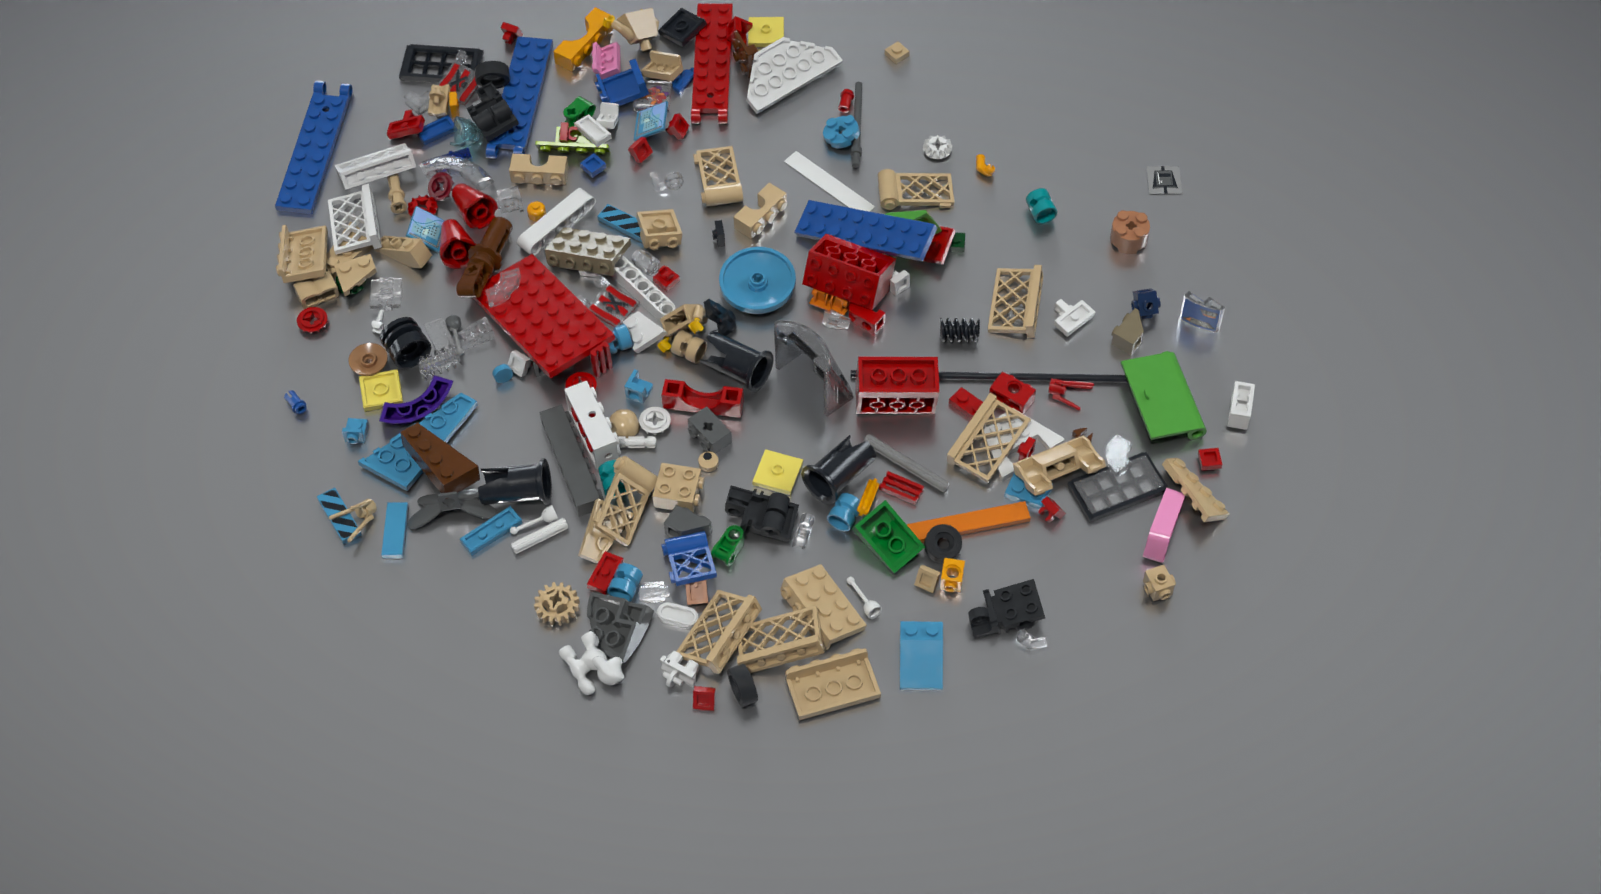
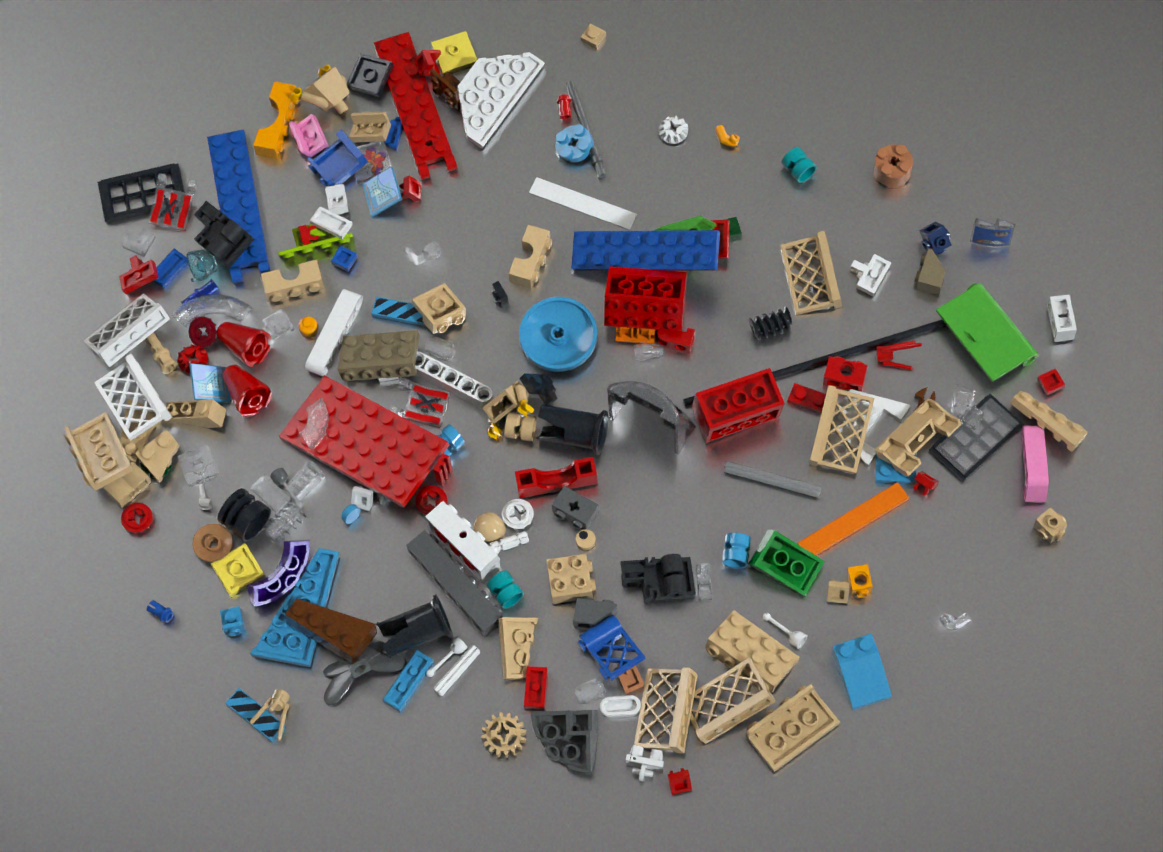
camera: 15 degrees left, 10 degrees up
(313, 149) = (54, 330): blue hinge -> none
(395, 530) = (316, 711): dark azure tile -> none
(439, 100) = (160, 236): tan hips -> none
(454, 104) = (176, 235): light orange tile -> none
(484, 258) = (282, 398): reddish brown piece -> none
(494, 72) = (203, 191): black tyre -> none
(510, 32) = (199, 135): red tile -> none
(578, 109) = (305, 204): green piece -> none
(592, 659) = (564, 779): white animal -> none
(625, 581) = (559, 689): dark azure wheel -> none
(633, 477) = (527, 584): tan piece -> none
(637, 388) = (488, 485): dark azure panel -> none
(640, 150) = (384, 227): red tile -> none
(643, 331) = (469, 424): white wing -> none
(666, 278) = (466, 358): red tile -> none
(721, 192) = (482, 249): tan piece -> none
(727, 548) = (641, 624): green piece -> none
(742, 685) = (711, 758): black tyre -> none
(777, 472) = (655, 528): light yellow plate -> none
(837, 469) = (714, 510): black piece -> none
(868, 497) = (753, 528): light orange axle -> none
(891, 189) = (648, 194): tan piece -> none
(899, 282) = (694, 291): white tile -> none
(903, 485) = (782, 499): red tile -> none
(946, 532) = (847, 543): black tyre -> none
(1009, 608) = (924, 596): black plate -> none
(1026, 449) = (879, 429): red plate -> none
(1164, 180) = (902, 96): sticker -> none

